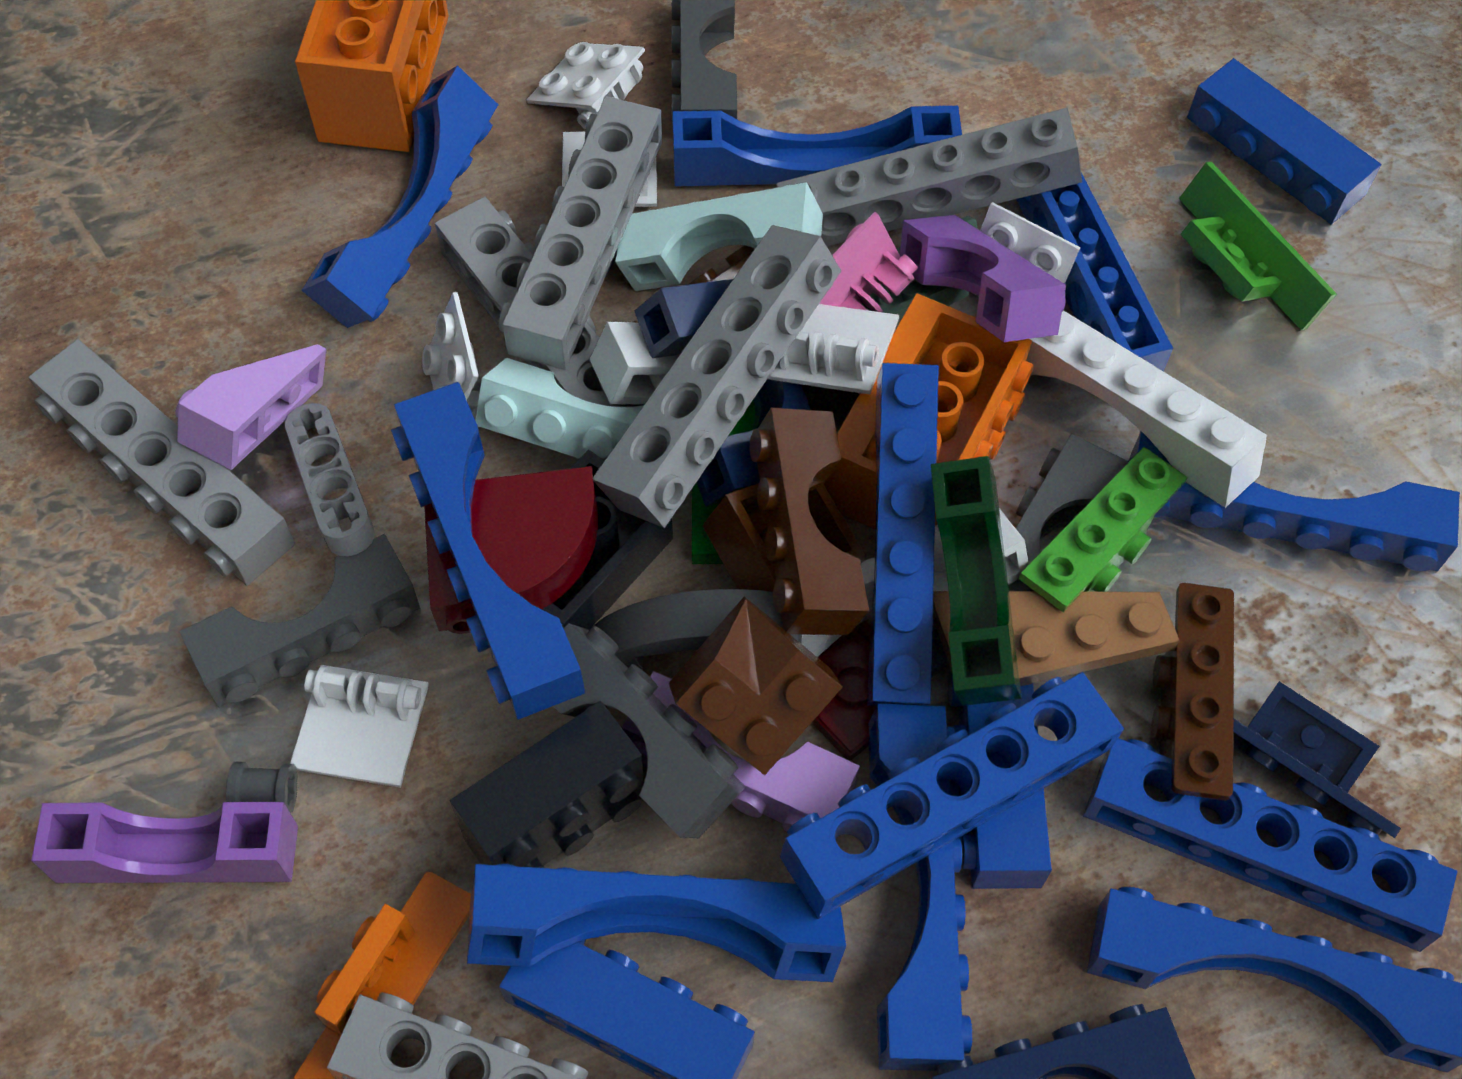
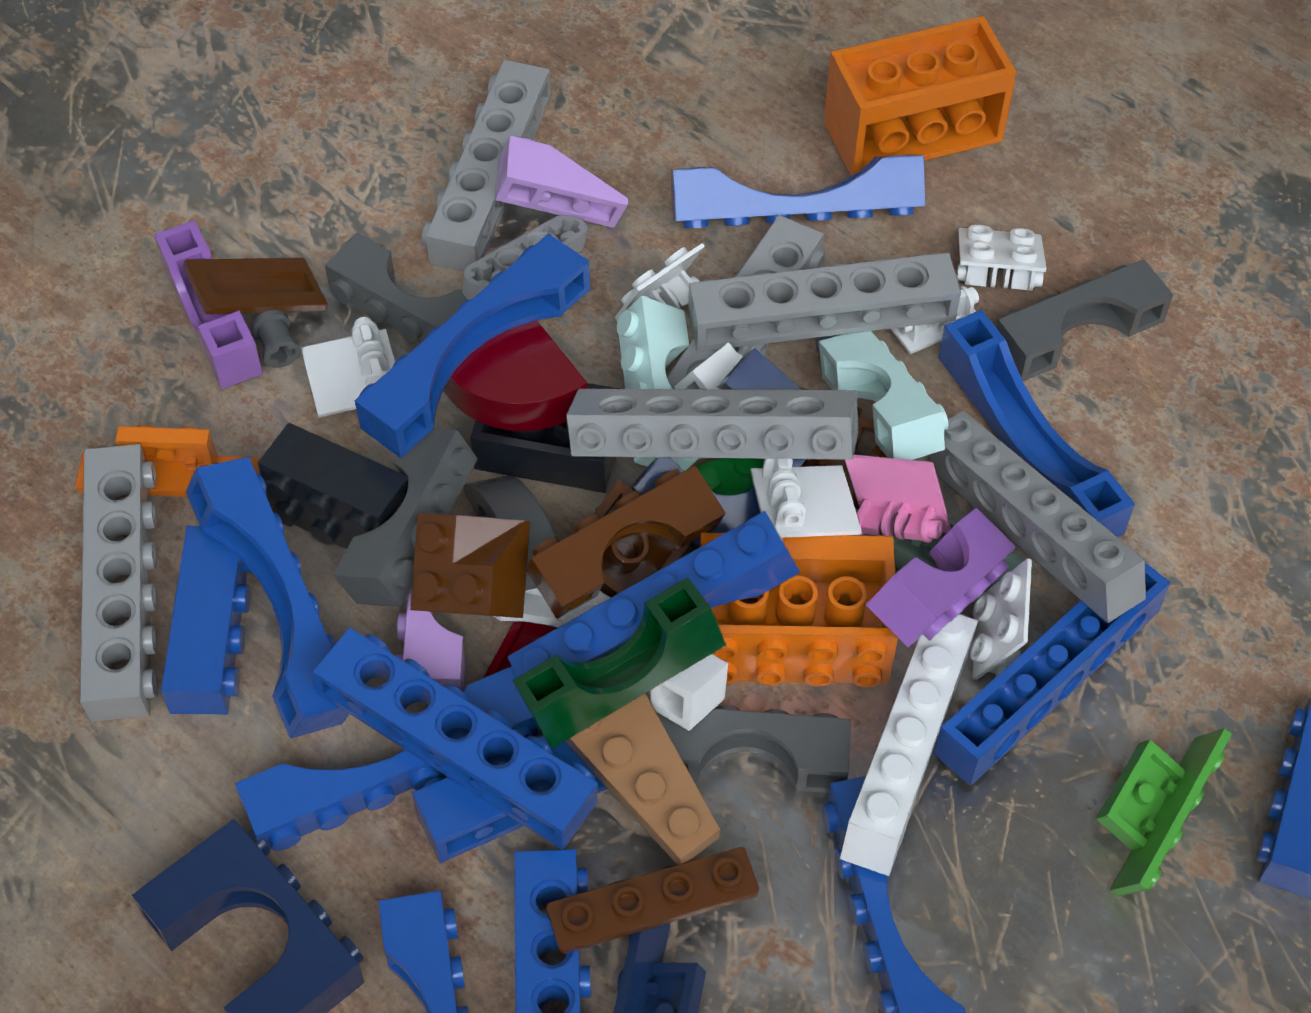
camera: 65 degrees right, 5 degrees down
(178, 778) = (254, 285): none -> reddish brown piece
(1104, 532) = (758, 775): bright green bracket -> none

